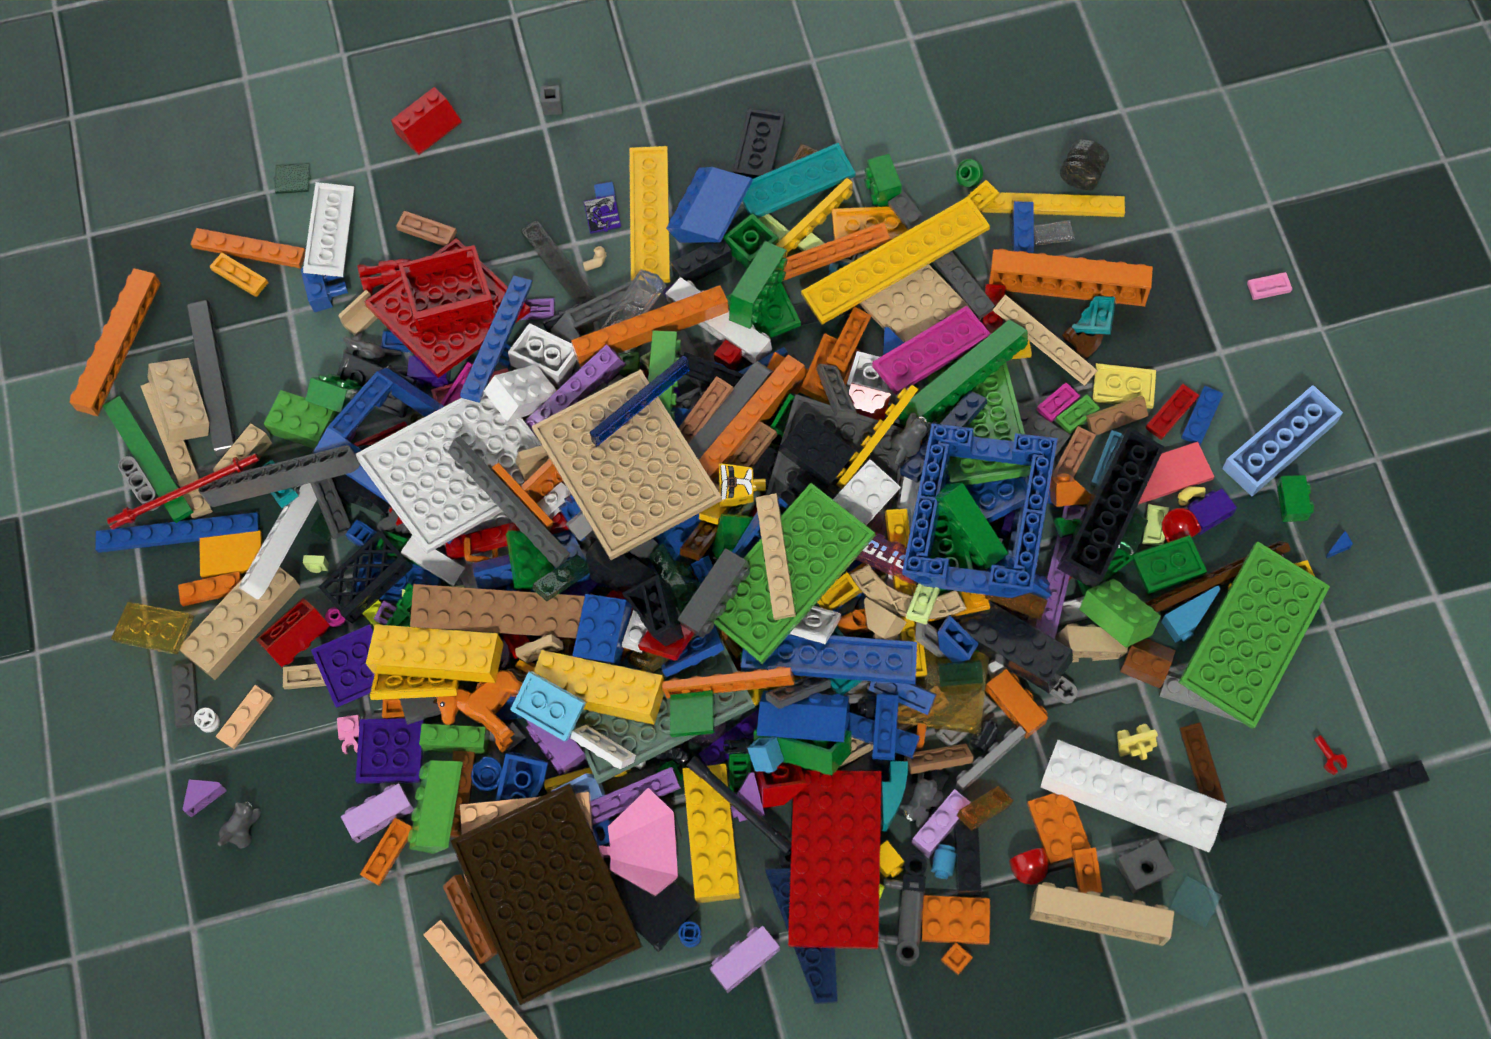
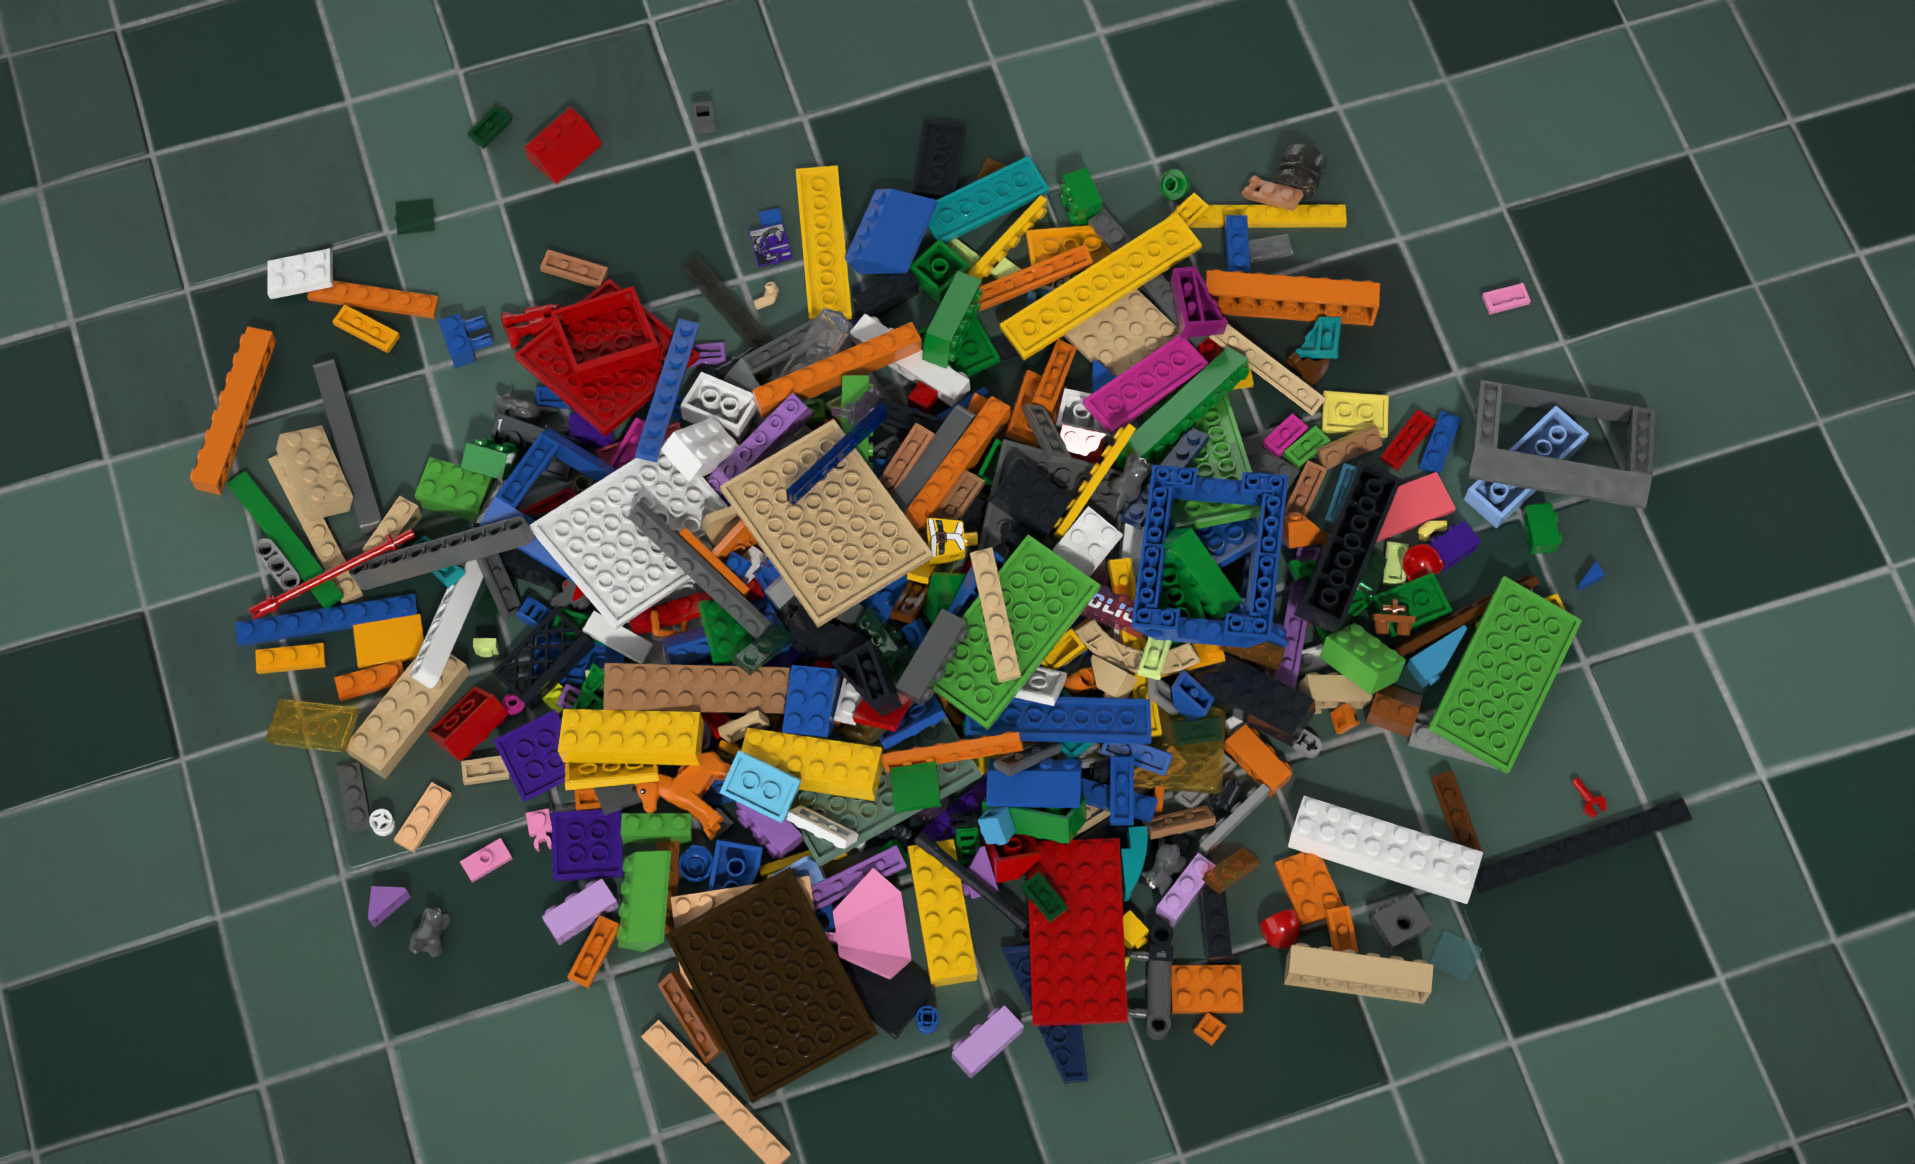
camera: 10 degrees left, 0 degrees up
(142, 565) = (290, 658): none -> light orange plate
(185, 224) = (300, 273): none -> white plate
(297, 760) = (486, 860): none -> bright pink plate
(328, 229) = (466, 274): white plate -> none
(357, 316) = (506, 370): tan panel -> none
(364, 103) = (489, 127): none -> dark green plate
(544, 499) = (738, 565): none -> blue plate
(661, 363) = (860, 409): none -> clear purple piece
(806, 824) = (1044, 897): none -> dark green plate
(944, 861) = (1190, 929): dark azure brick -> none
(980, 280) = (1194, 306): none -> magenta wedge
(1005, 526) = (1236, 571): dark purple tile -> none
(1058, 184) = (1272, 194): none -> nougat plate
(1099, 668) = (1343, 718): none -> orange tile
(1137, 744) = (1387, 796): light yellow hips -> none
(1160, 580) = (1381, 621): none -> dark orange hips
(1314, 450) = (1556, 475): none -> dark grey slope

